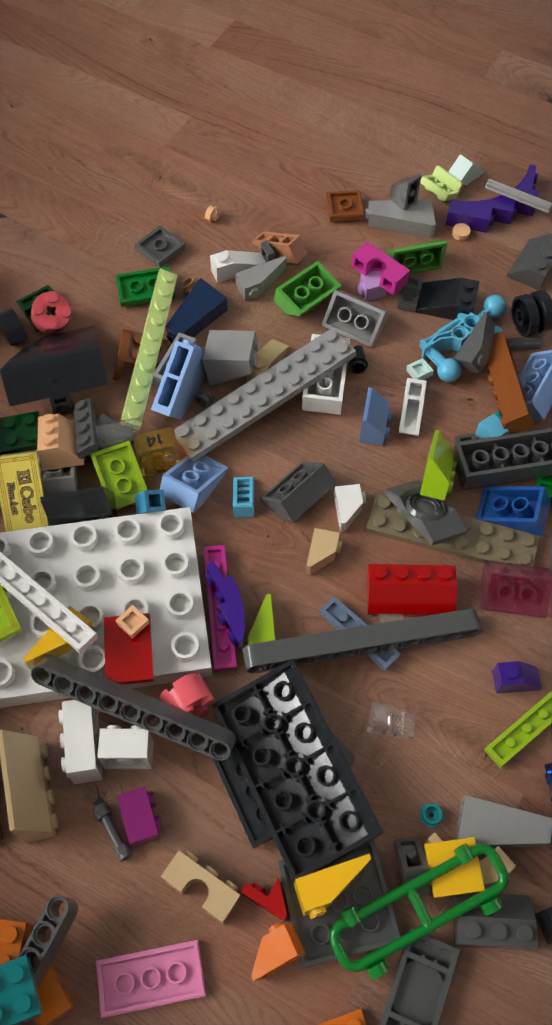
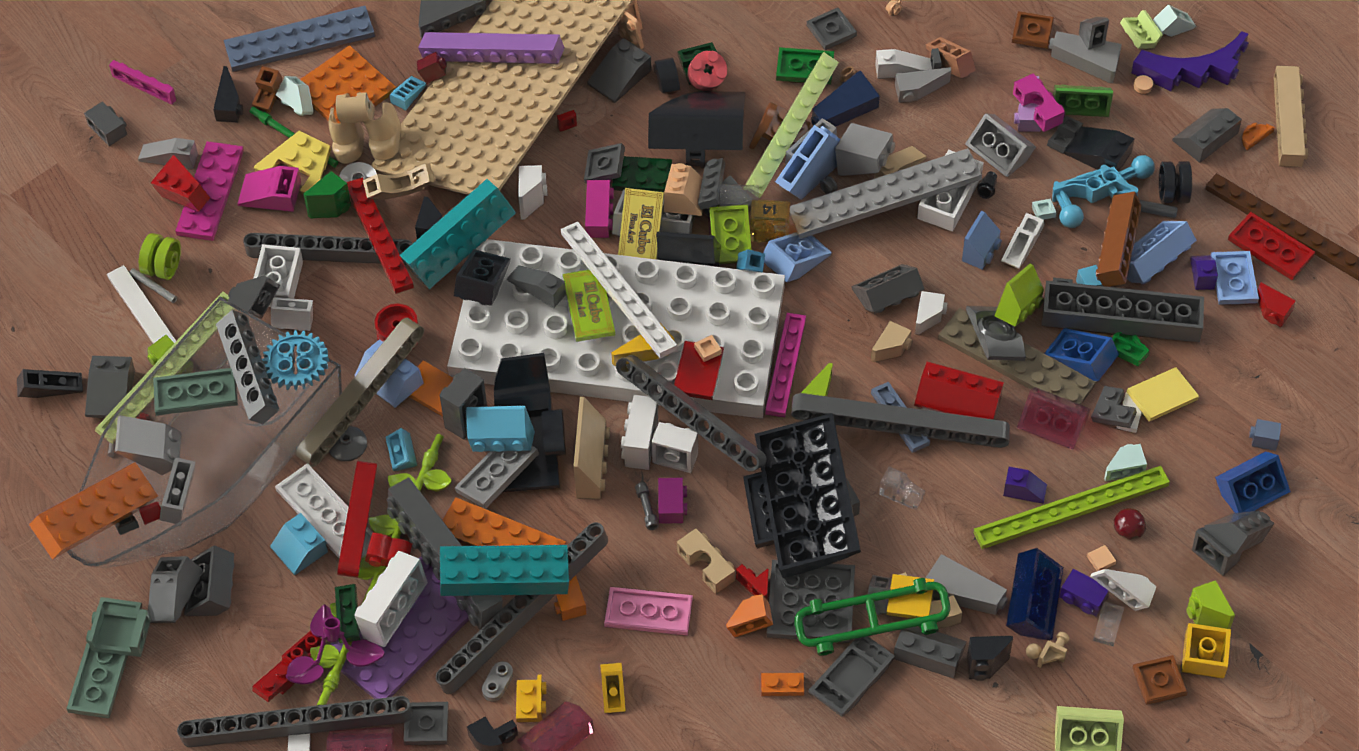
camera: 20 degrees right, 5 degrees down
(189, 695) = (740, 419): coral brick -> none
(230, 607) = (793, 362): dark purple slope -> none
(243, 503) = (836, 282): medium azure slope -> none
(306, 290) = (959, 106): bright green slope -> none
(323, 887) = (808, 577): yellow slope -> none
(437, 815) = (909, 560): teal plate -> none
(478, 345) = (1106, 198): dark grey slope -> none
(518, 195) = (1212, 61): light grey axle -> none

